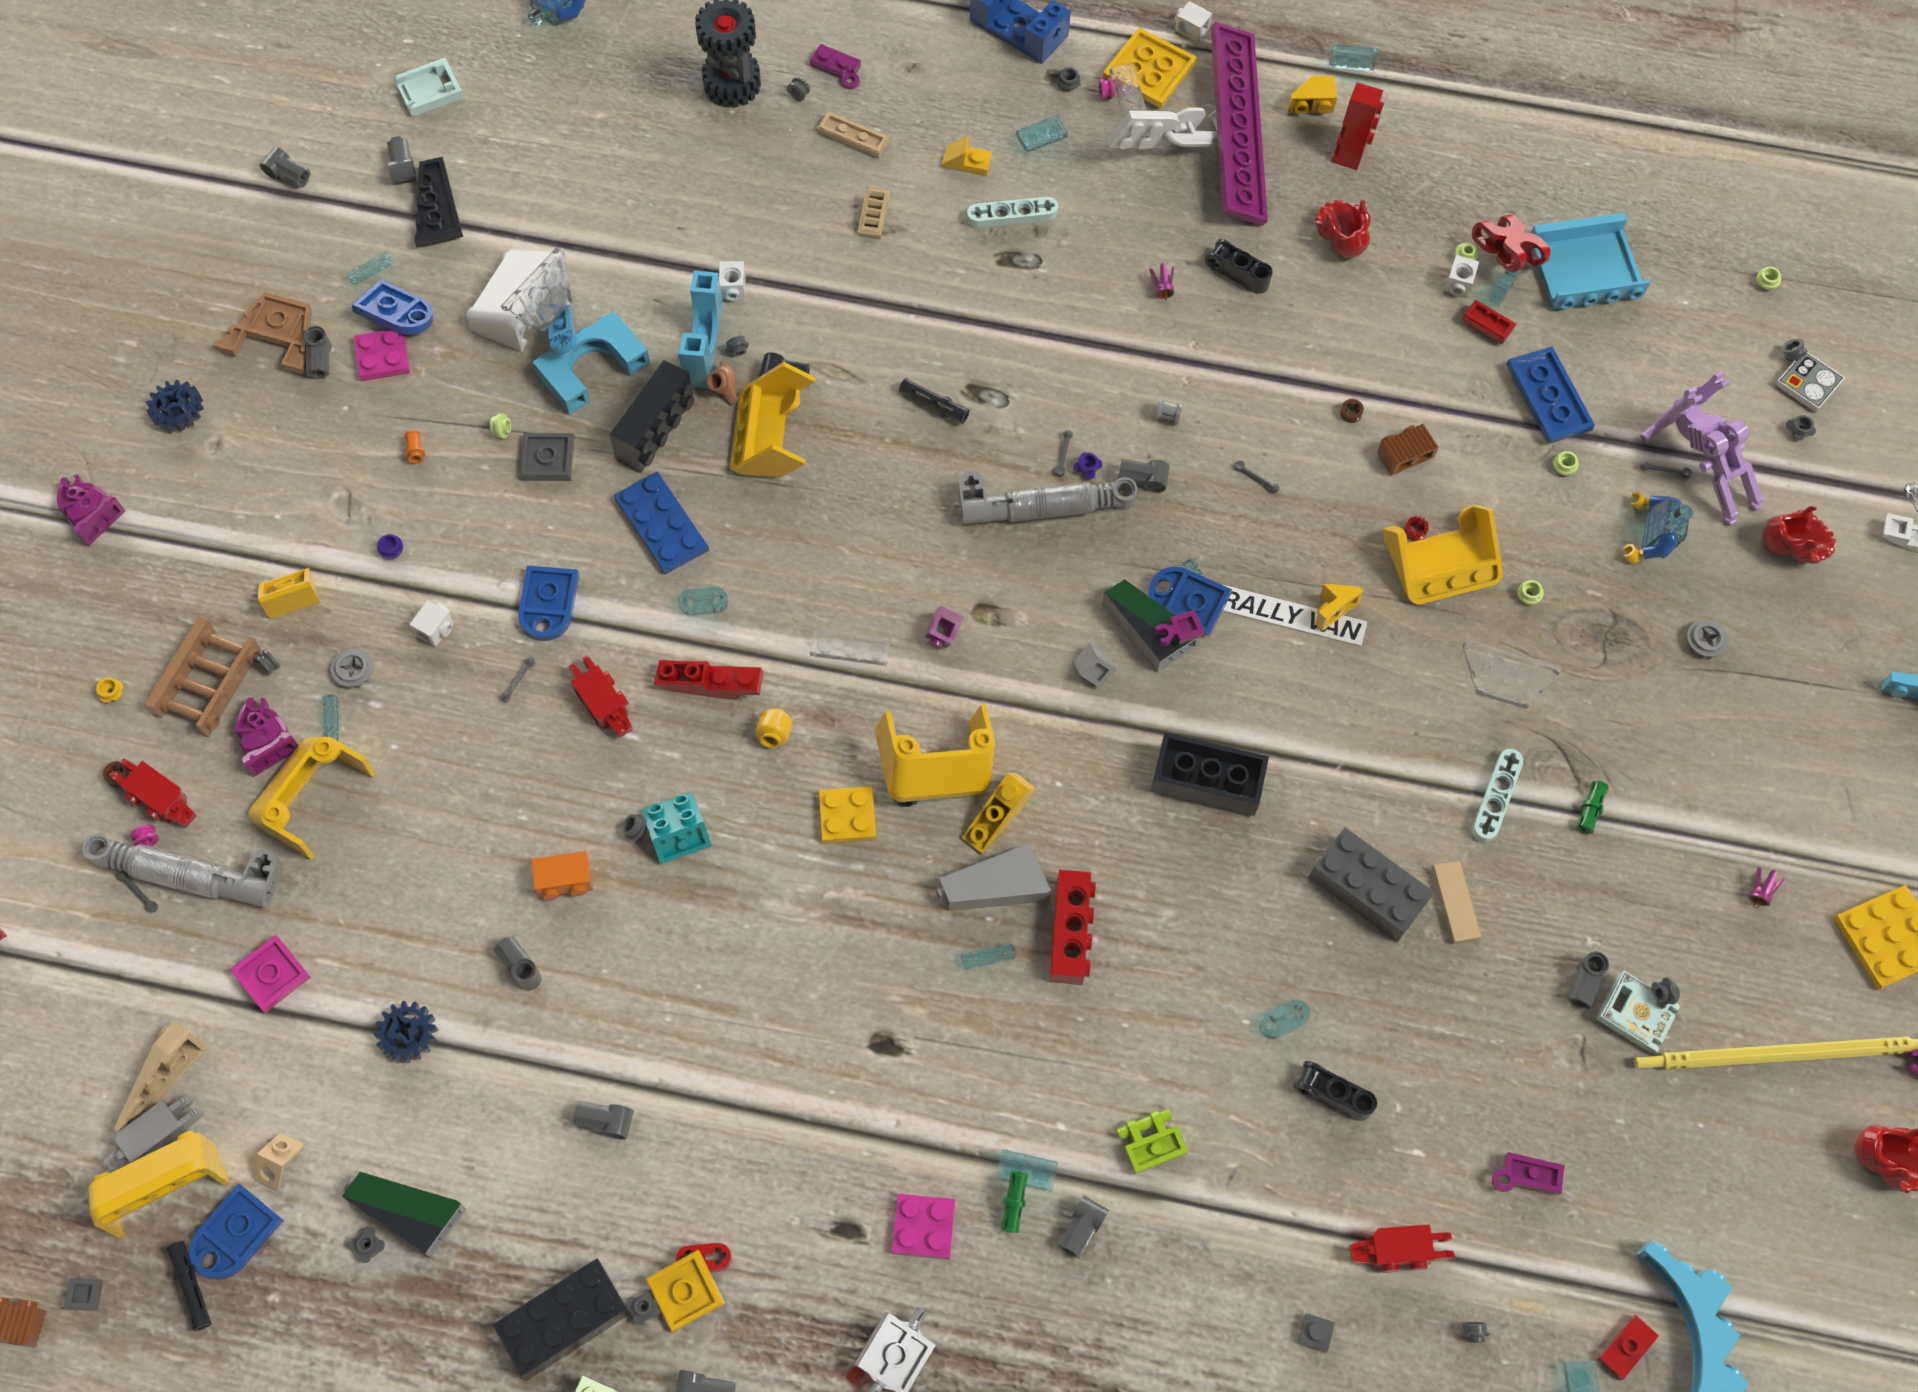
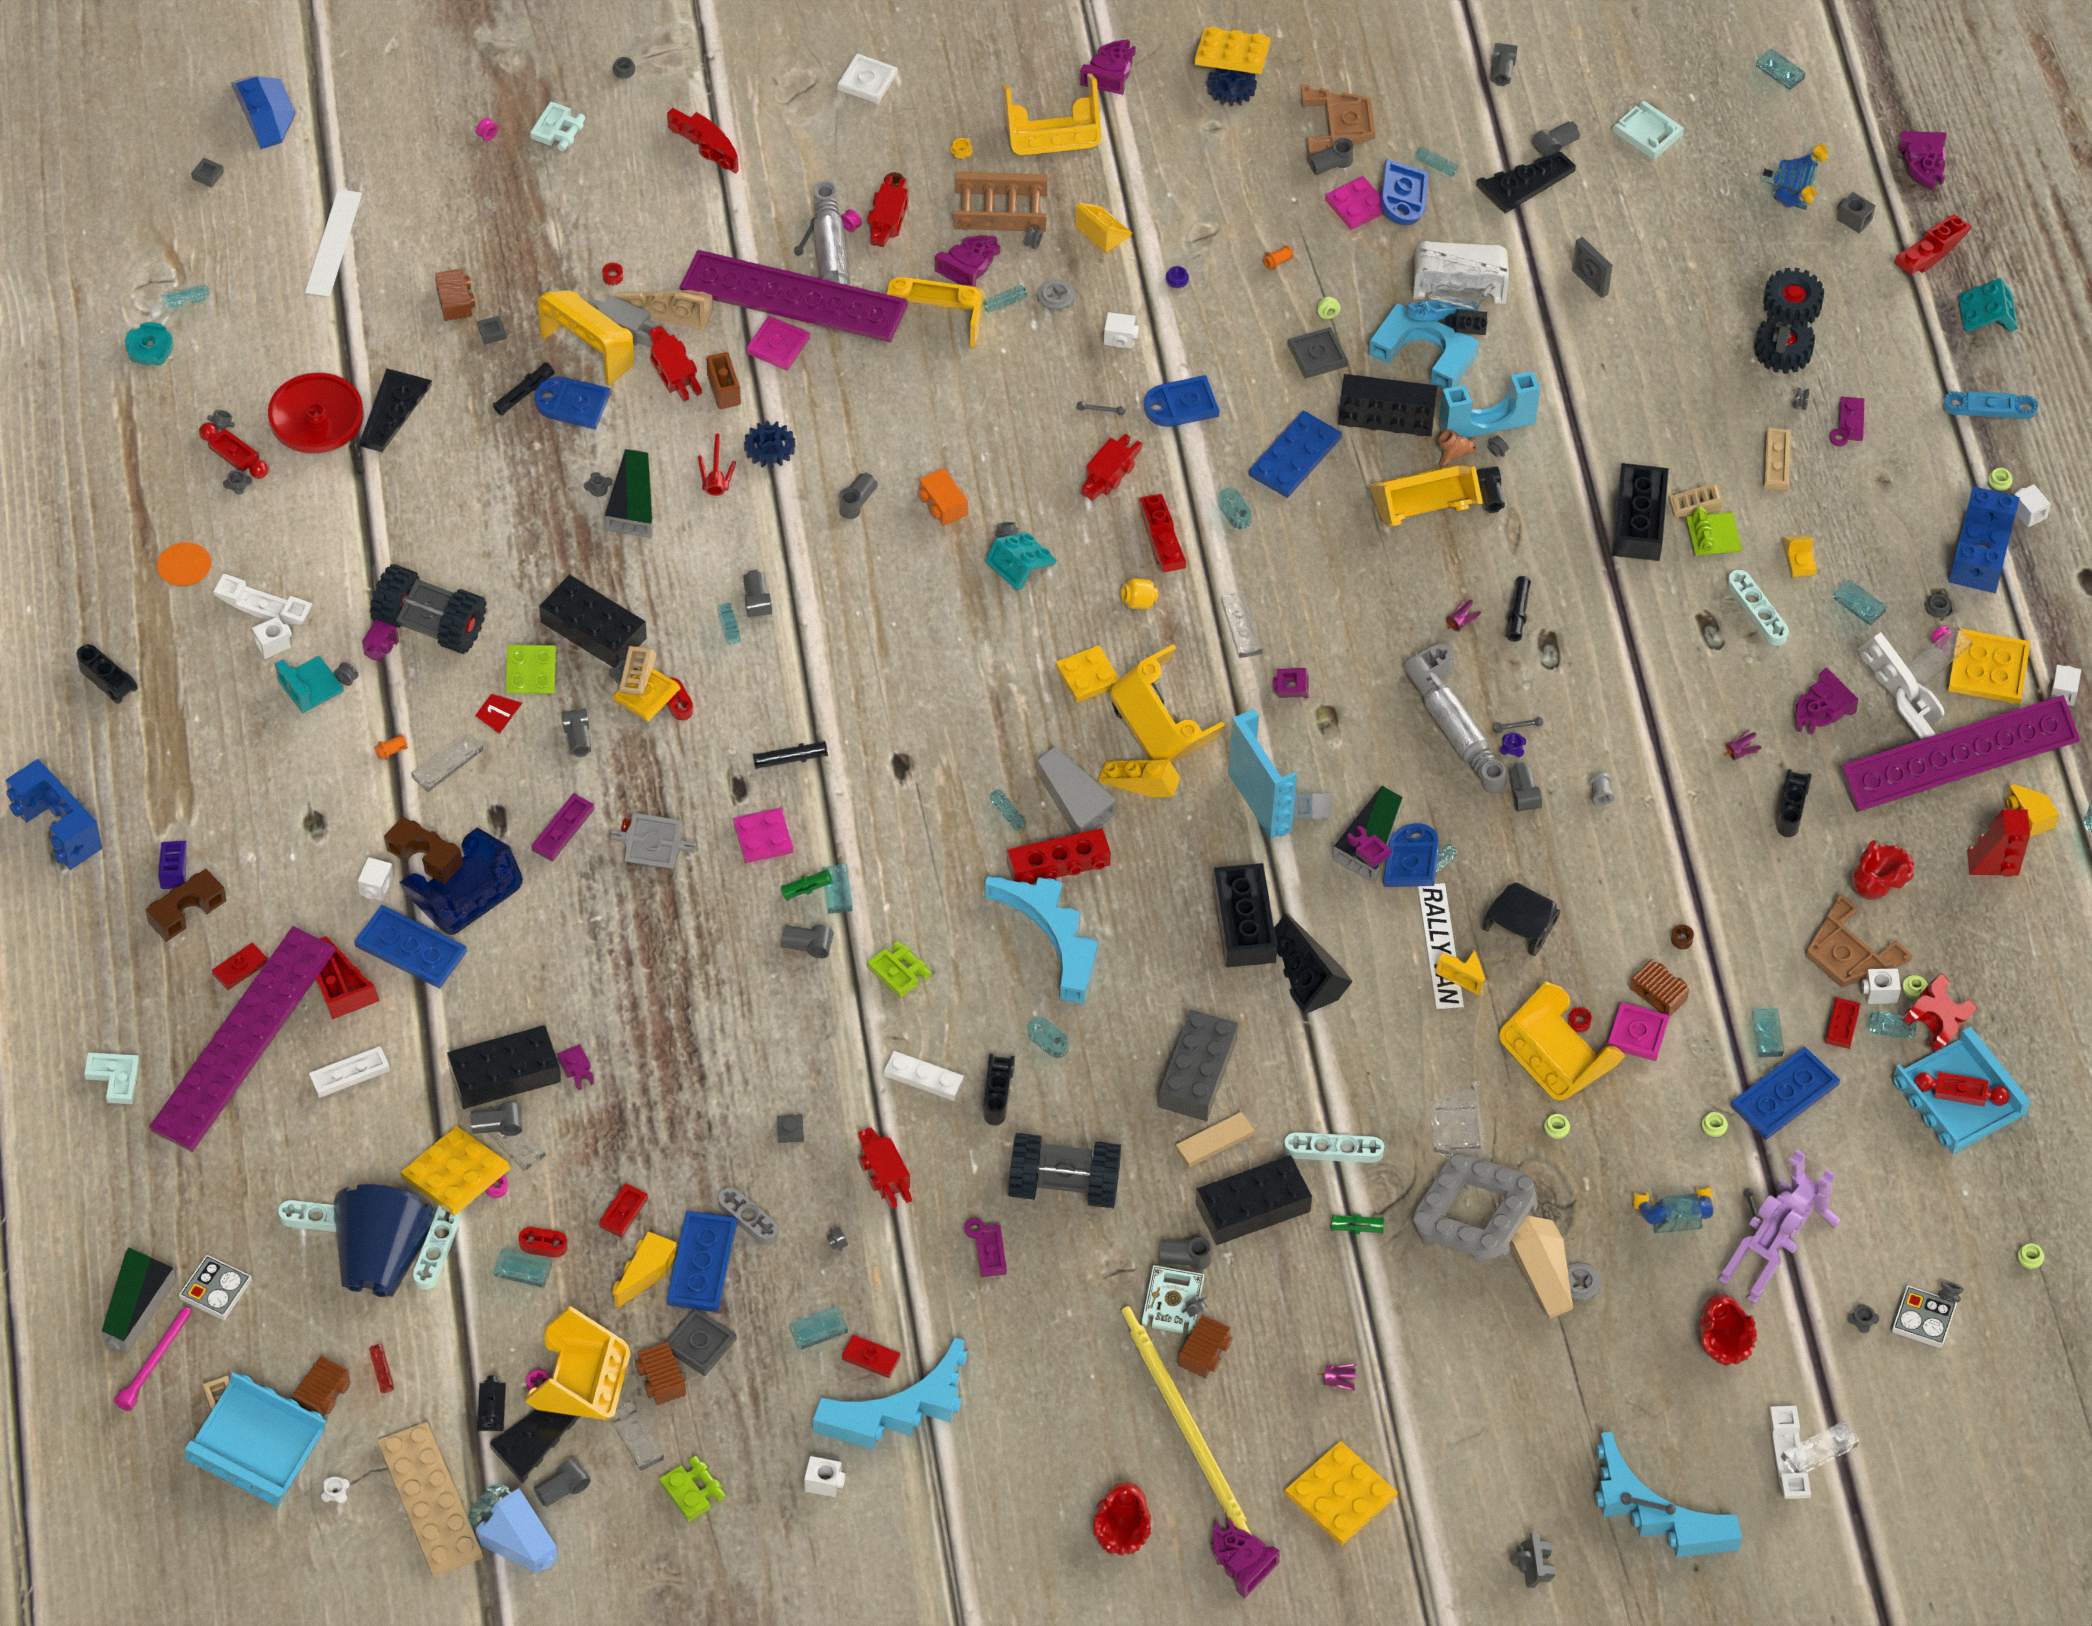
camera: 70 degrees right, 10 degrees down
(73, 1132) = (612, 279): none -> red bush
(135, 387) = (1232, 50): none -> yellow plate
(142, 590) = (1054, 134): none -> yellow windscreen
(223, 933) = (795, 295): none -> magenta plate
(243, 1099) = (672, 364): none -> red hinge
(276, 1156) = (640, 401): tan bracket -> none
(297, 1050) = (723, 380): none -> dark orange brick
(428, 1109) = (715, 482): none -> red plant
(574, 186) = (1592, 267): none -> dark grey tile
(585, 312) = (1468, 321): none -> black hinge
(629, 1163) = (729, 623): none -> clear light blue beam
(632, 1287) = (635, 653): none -> tan slope
(732, 272) = (1562, 418): white brick -> none
(832, 1153) = (788, 755): none -> black pin
(873, 258) = (1640, 512): none -> black brick
(915, 214) = (1713, 532): none -> lime hinge
(926, 456) = (1457, 620): none -> flat silver piece
(1068, 695) = (1257, 778): none -> medium azure panel
(1139, 200) = (1825, 702): none -> magenta piece
(1200, 955) = (1061, 926): none -> medium azure arch
(1240, 466) = (1576, 865): dark grey hinge -> none
(1288, 738) = (1312, 972): none -> black wedge
(1291, 1164) = (924, 1075): none -> white plate
(1293, 530) = (1523, 914): none -> black piece
(1413, 293) = (1844, 954): none -> medium nougat wing
(1448, 485) = (1638, 1031): none -> dark pink plate
(1481, 383) = (1768, 1032): none -> clear light blue plate
(1485, 1027) = (1064, 1169): none -> black plate
(1545, 892) = (1253, 1200): none -> black brick
(1590, 259) = (1962, 1089): none -> red plate
(1646, 666) = (1459, 1174): none -> light grey plate
(1679, 660) = (1542, 1259): none -> tan wedge
(1705, 1002) = (1204, 1346): none -> dark orange brick

